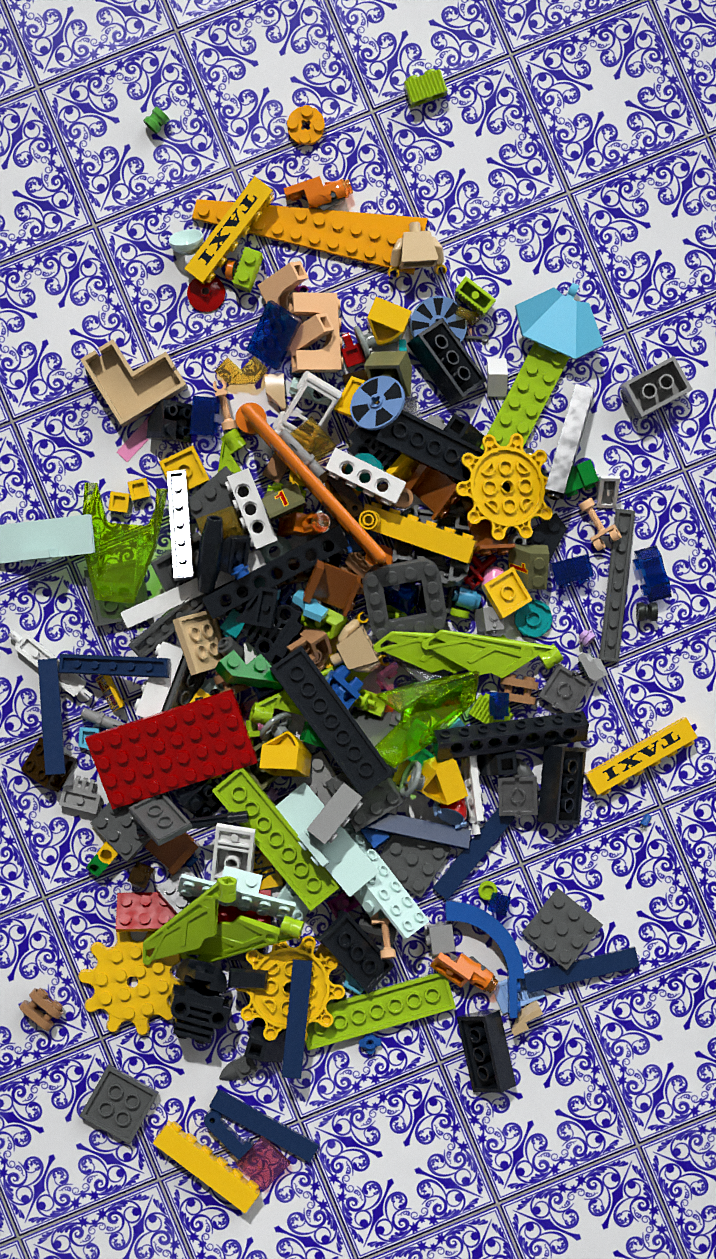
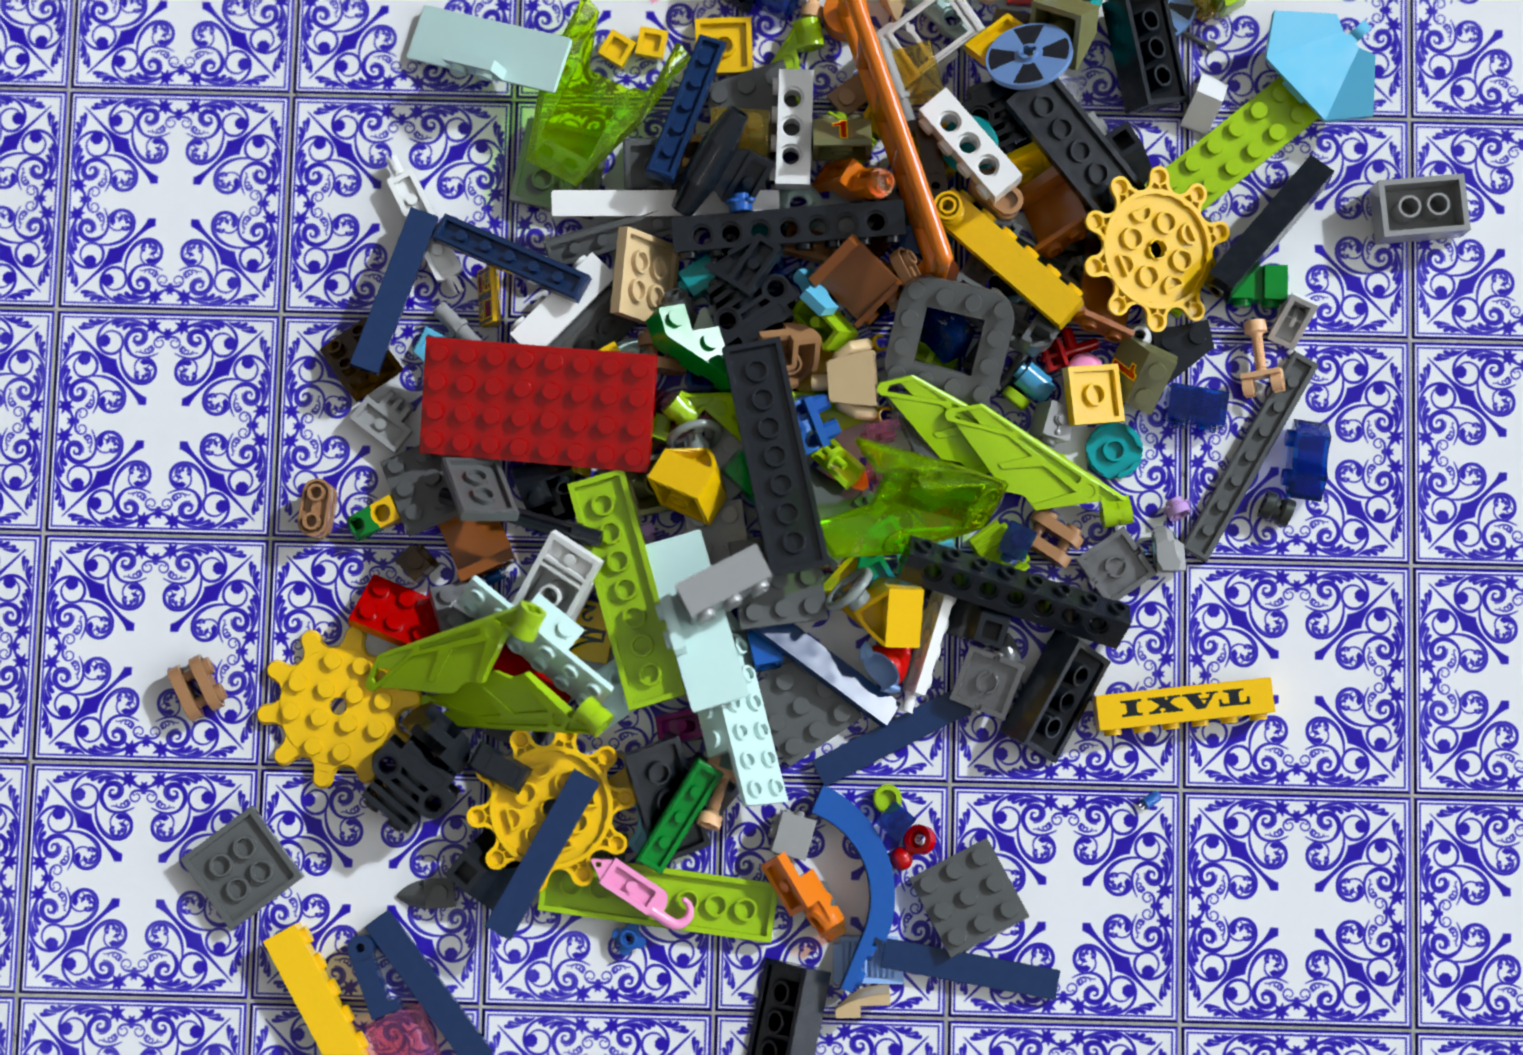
camera: 30 degrees right, 5 degrees down
(65, 869) = (317, 509): none -> medium nougat brick
(364, 1014) = (639, 892): none -> bright pink plate
(368, 959) = (679, 815): none -> green tile
(512, 922) = (902, 857): none -> red plate

